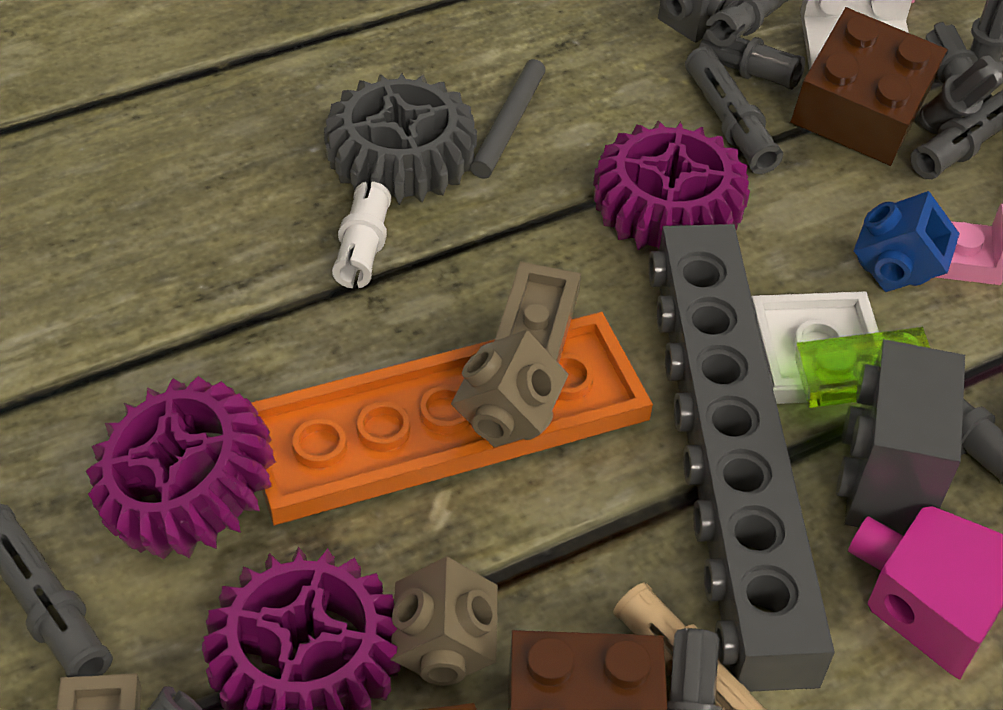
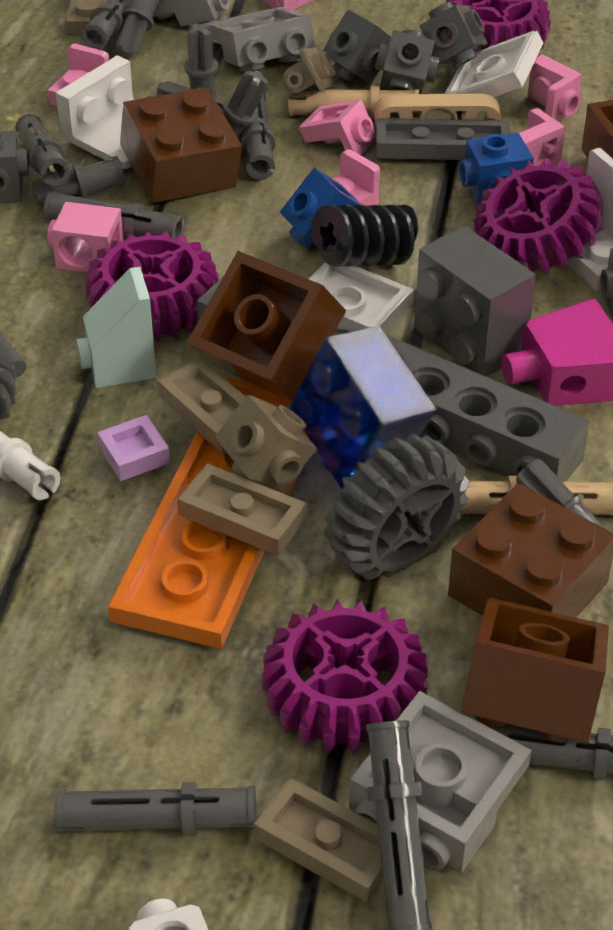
camera: 50 degrees left, 5 degrees down
(168, 454) = (157, 619): magenta gear -> none
(422, 428) = (242, 509): none -> dark tan plate
(445, 622) = (404, 586): dark tan brick -> none
(454, 305) = (133, 447): none -> lavender plate
(541, 546) = (396, 506): none -> dark grey gear
(571, 206) = (119, 334): none -> light aqua slope
(629, 432) = (359, 400): none -> clear blue brick
(652, 292) = (266, 325): none -> reddish brown brick
(683, 96) = (81, 233): none -> bright pink brick
(833, 365) = (390, 292): clear neon green plate -> none
(907, 291) = (365, 234): none -> black piece

